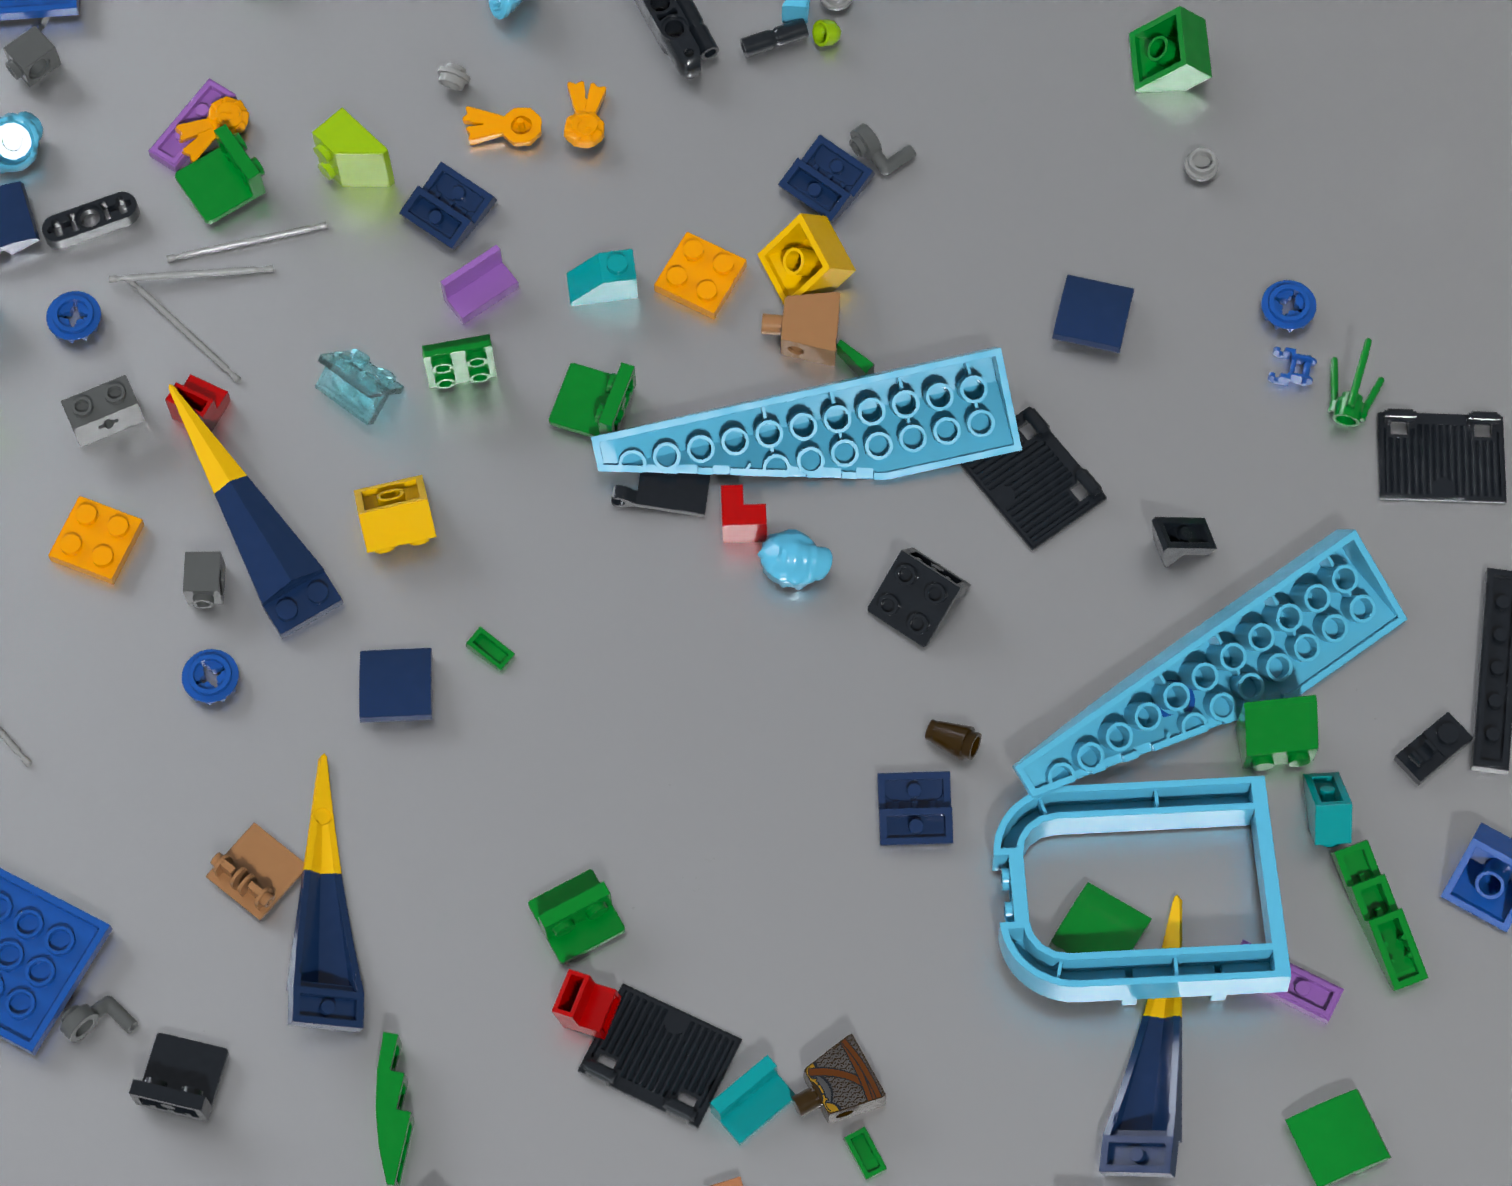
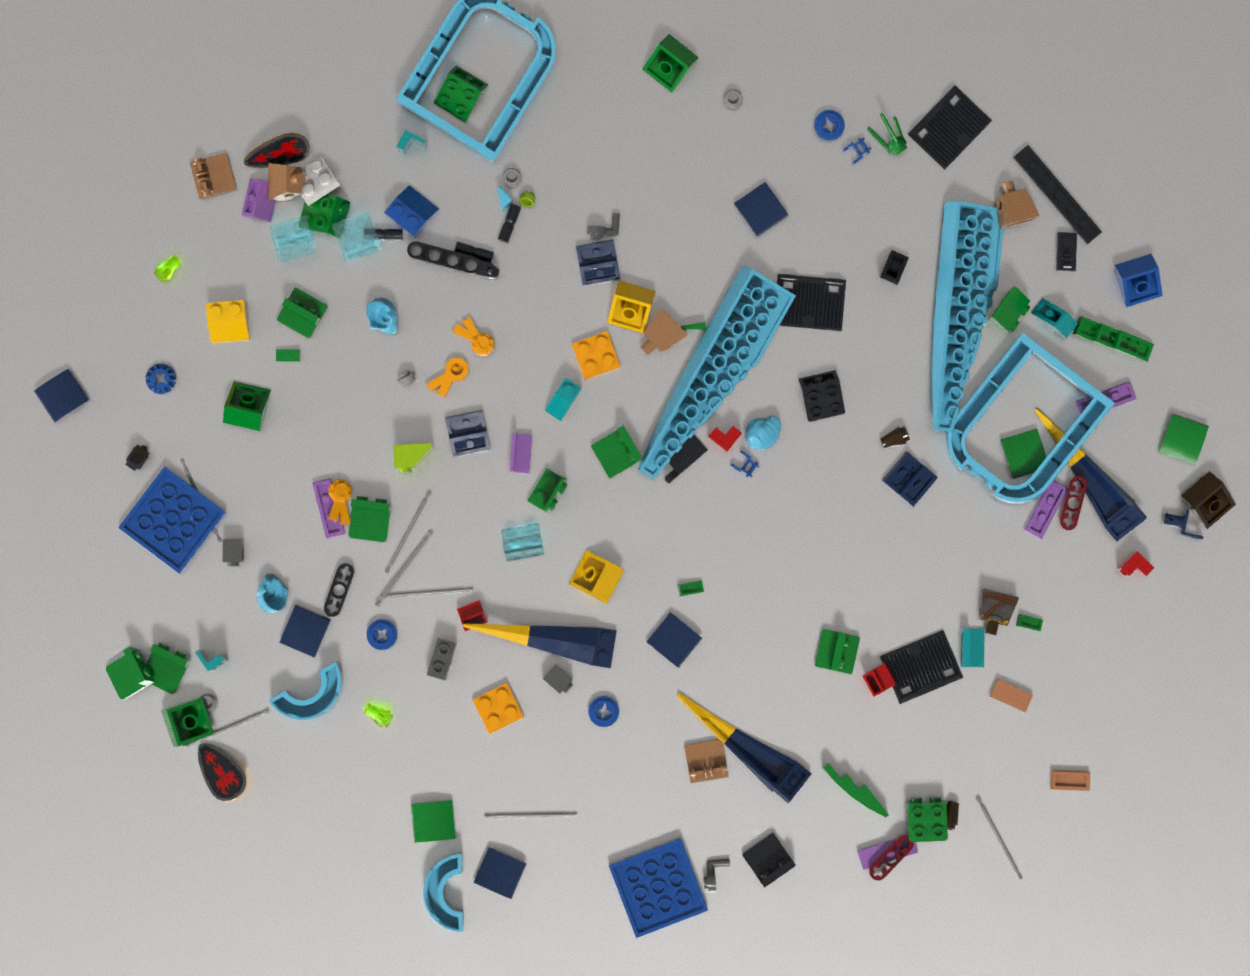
camera: 50 degrees left, 20 degrees up
(742, 575) = (748, 460): none -> blue piece
(1050, 1033) = (1046, 509): none -> medium lavender tile
(1124, 1055) = (1081, 490): none -> dark red beam
(1423, 623) = (1014, 206): none -> medium nougat torso

